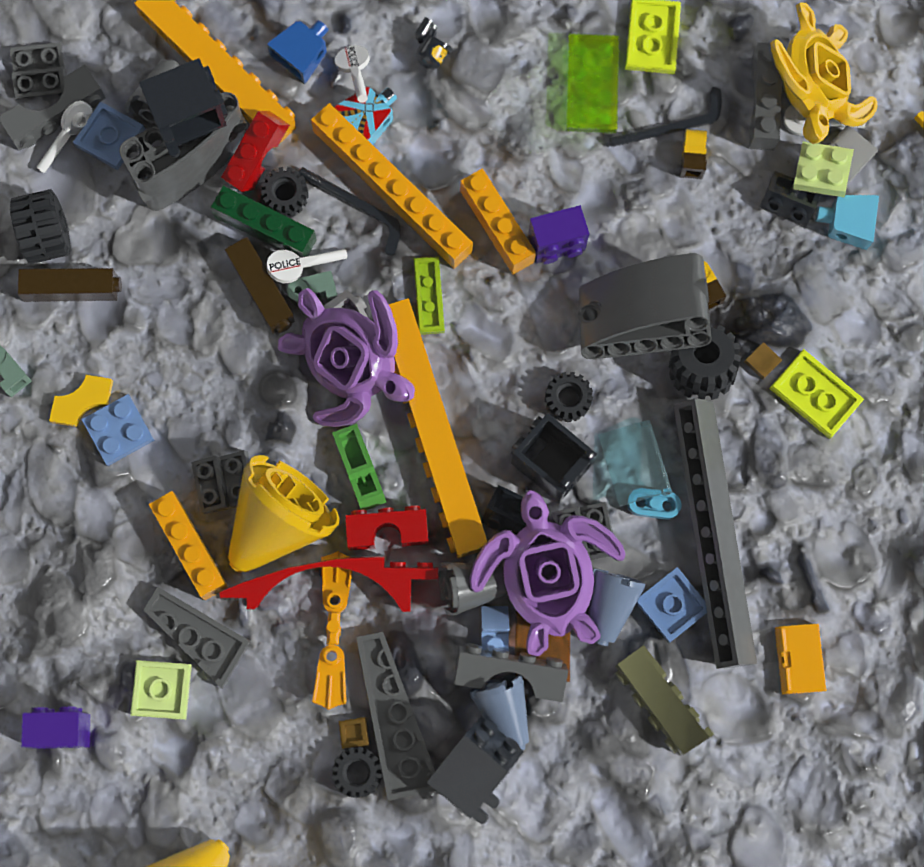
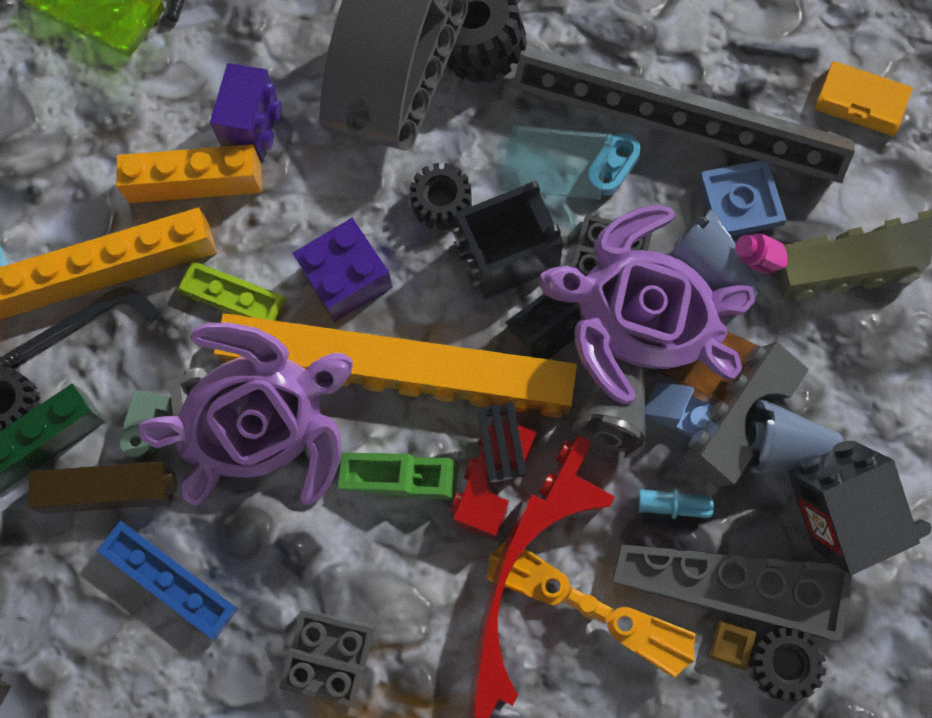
camera: 55 degrees left, 5 degrees down
(223, 358) = (168, 580): none -> blue plate
(276, 514) = (411, 607): yellow cone -> none
(287, 266) = (101, 439): white piece -> none
(427, 507) = (496, 411): none -> black tile
(428, 655) = (675, 503): none -> medium azure axle
(480, 358) = (343, 269): none -> dark purple brick
(628, 633) = (761, 253): none -> dark pink arm

